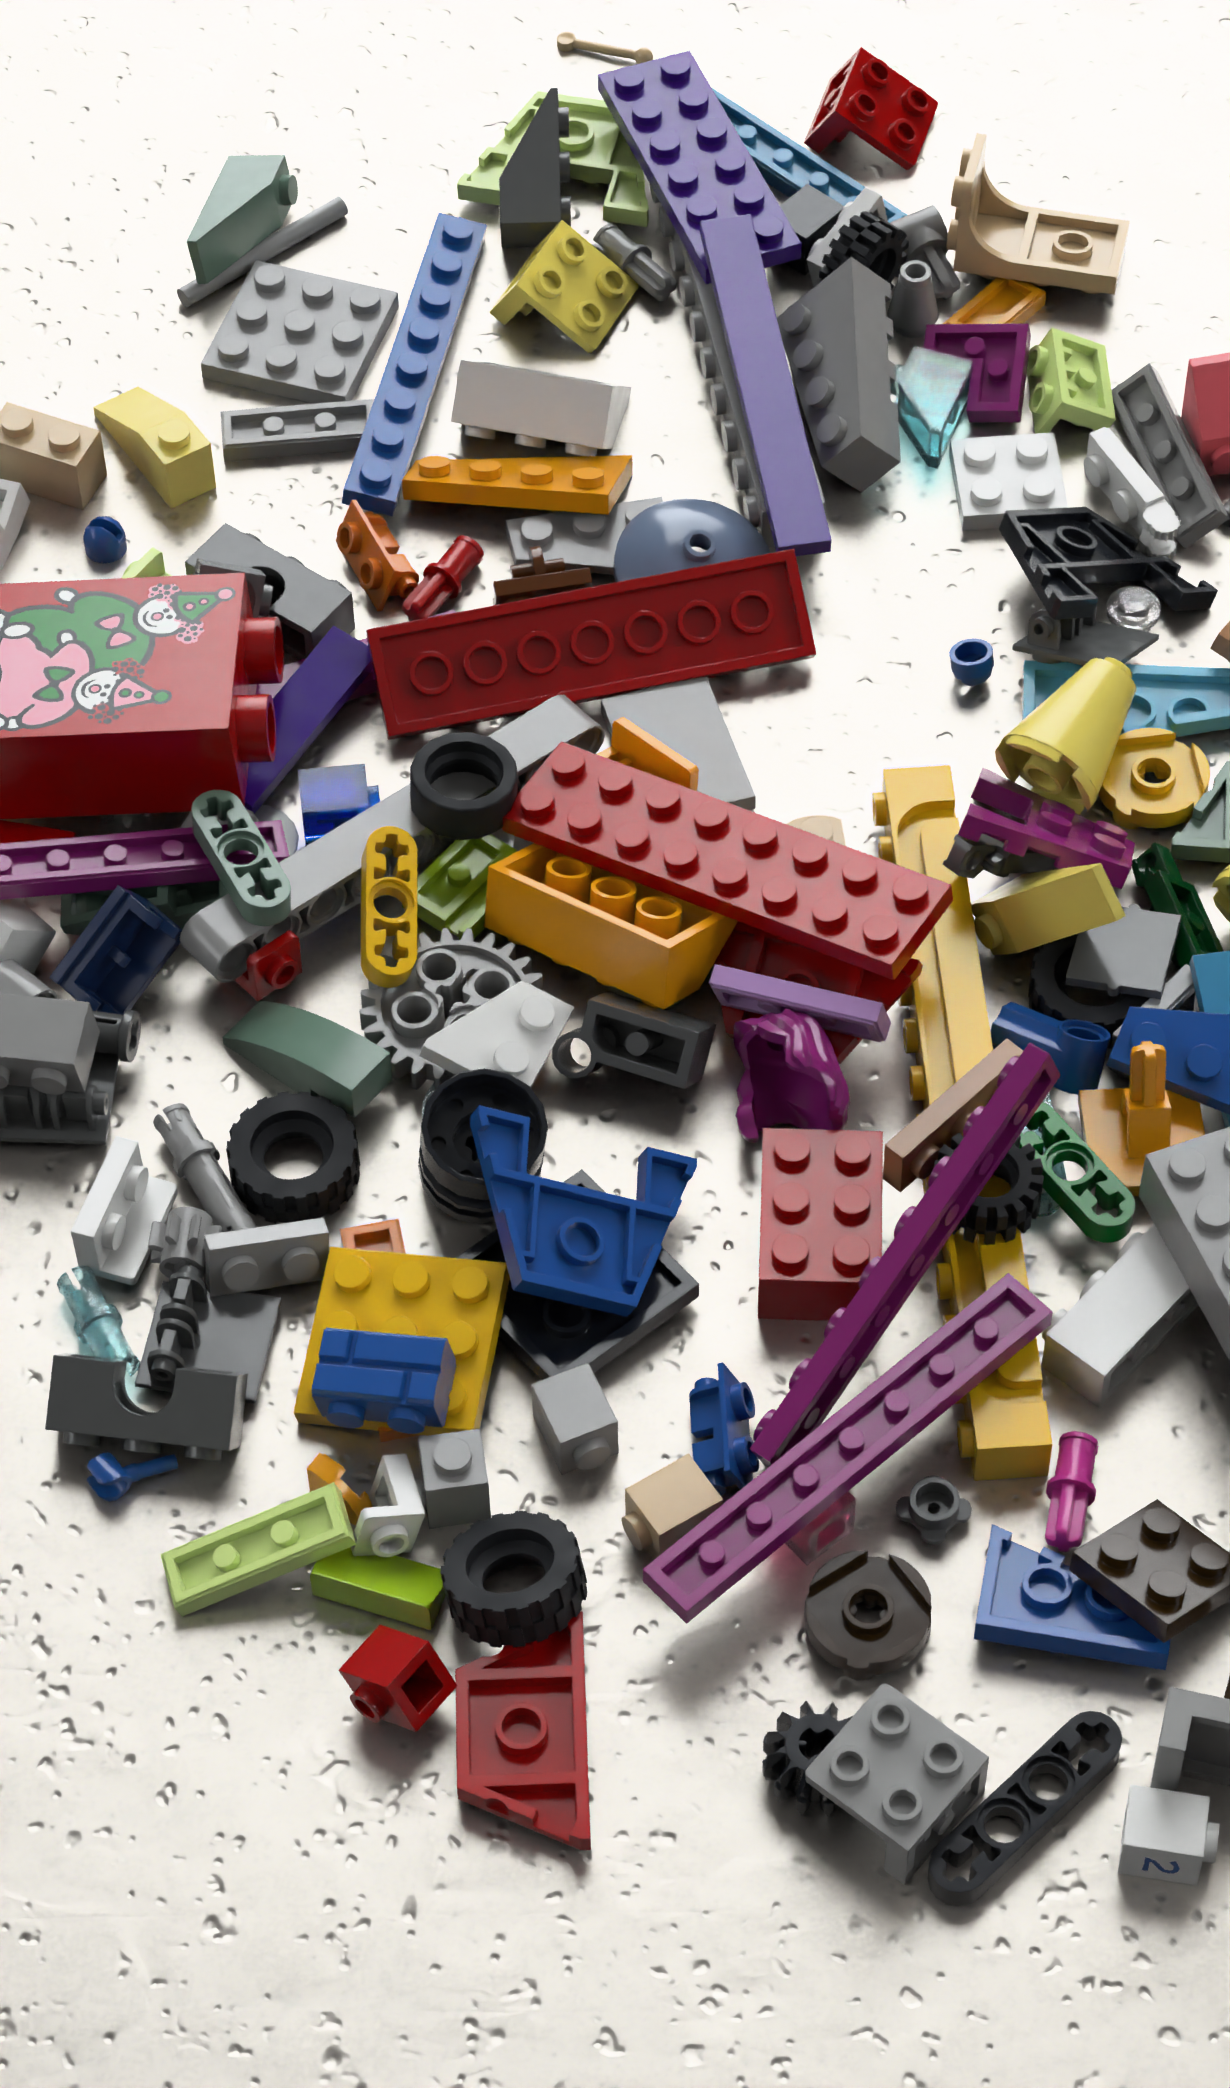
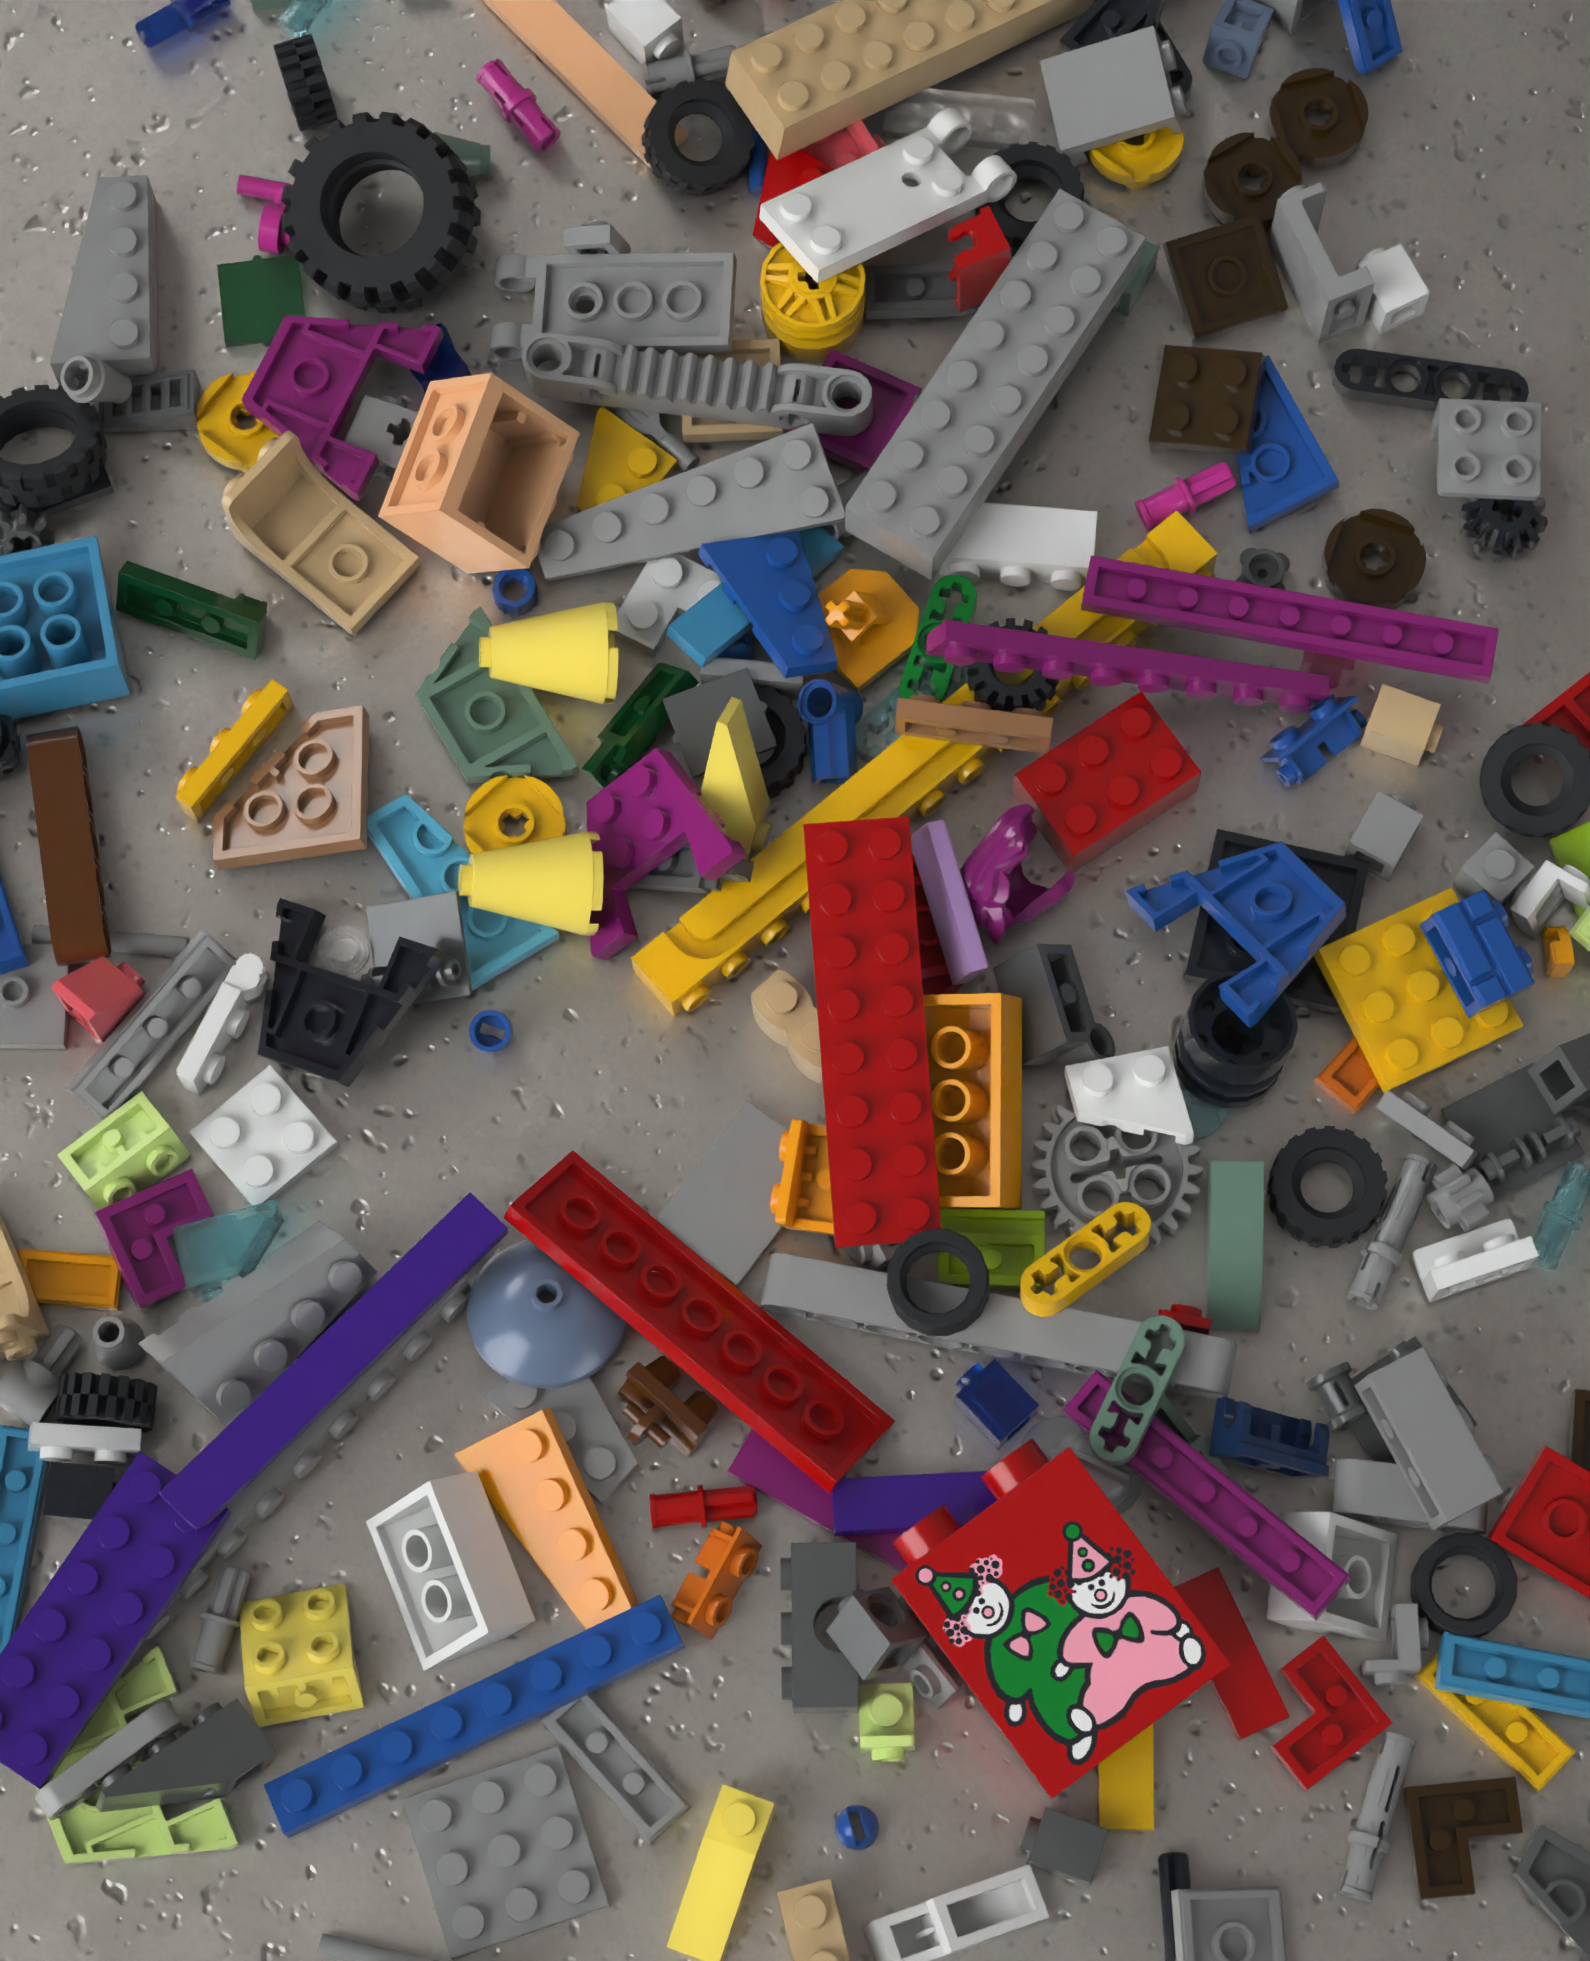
camera: 125 degrees left, 20 degrees up
(584, 131) = (121, 1748): none -> light grey beam

